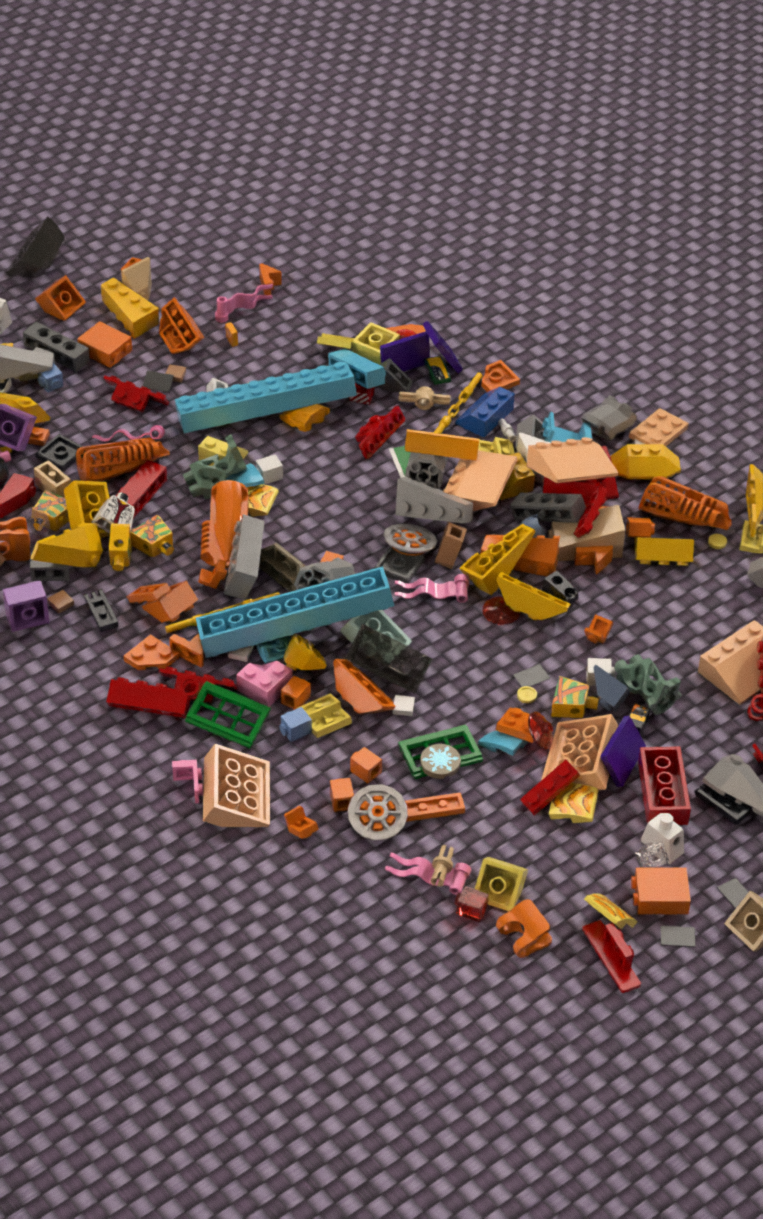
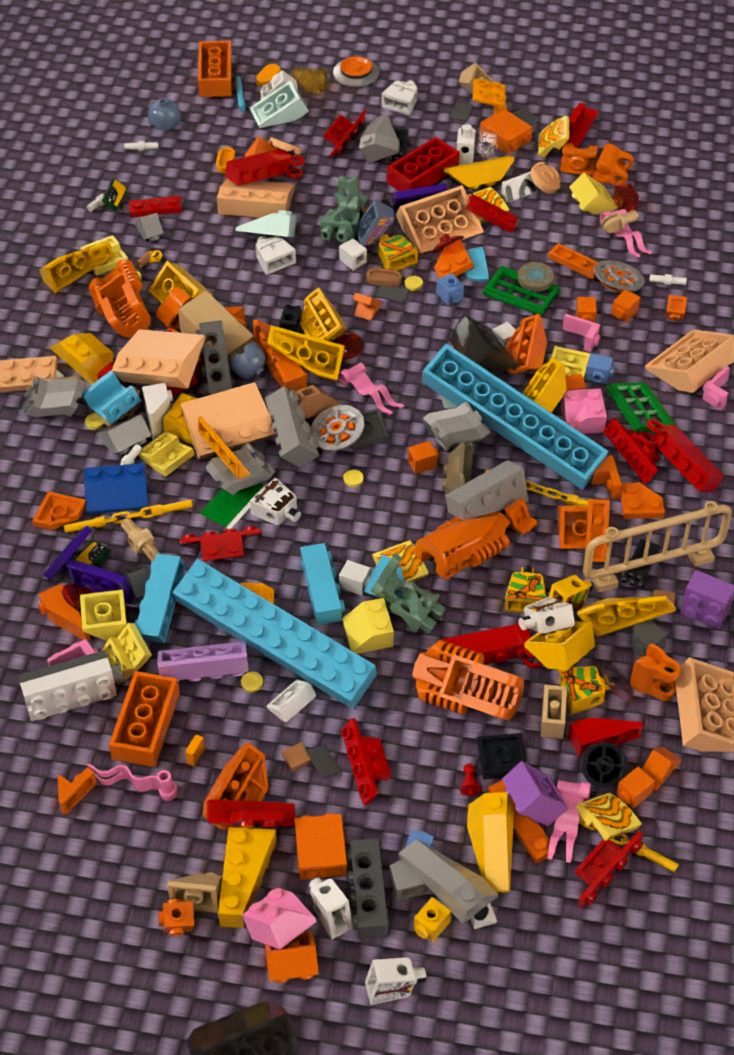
camera: 130 degrees left, 5 degrees up
(60, 425) = (470, 785): none -> red piece
(65, 320) = (329, 898): none -> white torso
(80, 295) = (277, 918): none -> bright pink slope
(114, 587) = (698, 553): none -> tan bar
(152, 319) = (251, 813): none -> red bracket
(159, 428) = (423, 706): bright pink flag -> none
(277, 323) = (144, 719): none -> orange brick
(285, 355) = (204, 661): none -> lavender slope
(289, 452) = (321, 584): none -> medium azure brick
(338, 303) = (69, 685): none -> white piece
(341, 853) = (667, 279): none -> white bar
(344, 751) = (584, 328): none -> bright pink bracket
(355, 328) = (75, 651): none -> bright pink bracket
(359, 530) = (353, 478): none -> light yellow piece
(378, 472) = (275, 504): none -> white torso
(487, 701) = (450, 289): none -> medium blue brick
(528, 640) = (367, 306): none -> orange slope
(548, 682) = (384, 277): none -> medium nougat tile
(559, 863) = (545, 177): none -> light nougat tile
(564, 906) = (578, 160): none -> orange piece
(570, 843) = (518, 187): none -> white slope
(591, 512) = (191, 318): red plate -> none
(598, 629) = (310, 278): orange bracket -> none
(621, 819) = (480, 172): none -> yellow wedge
(653, 626) = (274, 253): none -> white torso
(683, 634) = (276, 224): none -> light aqua slope
(719, 903) = (489, 93): none -> light orange bracket
(730, 559) = (149, 257): none -> arm

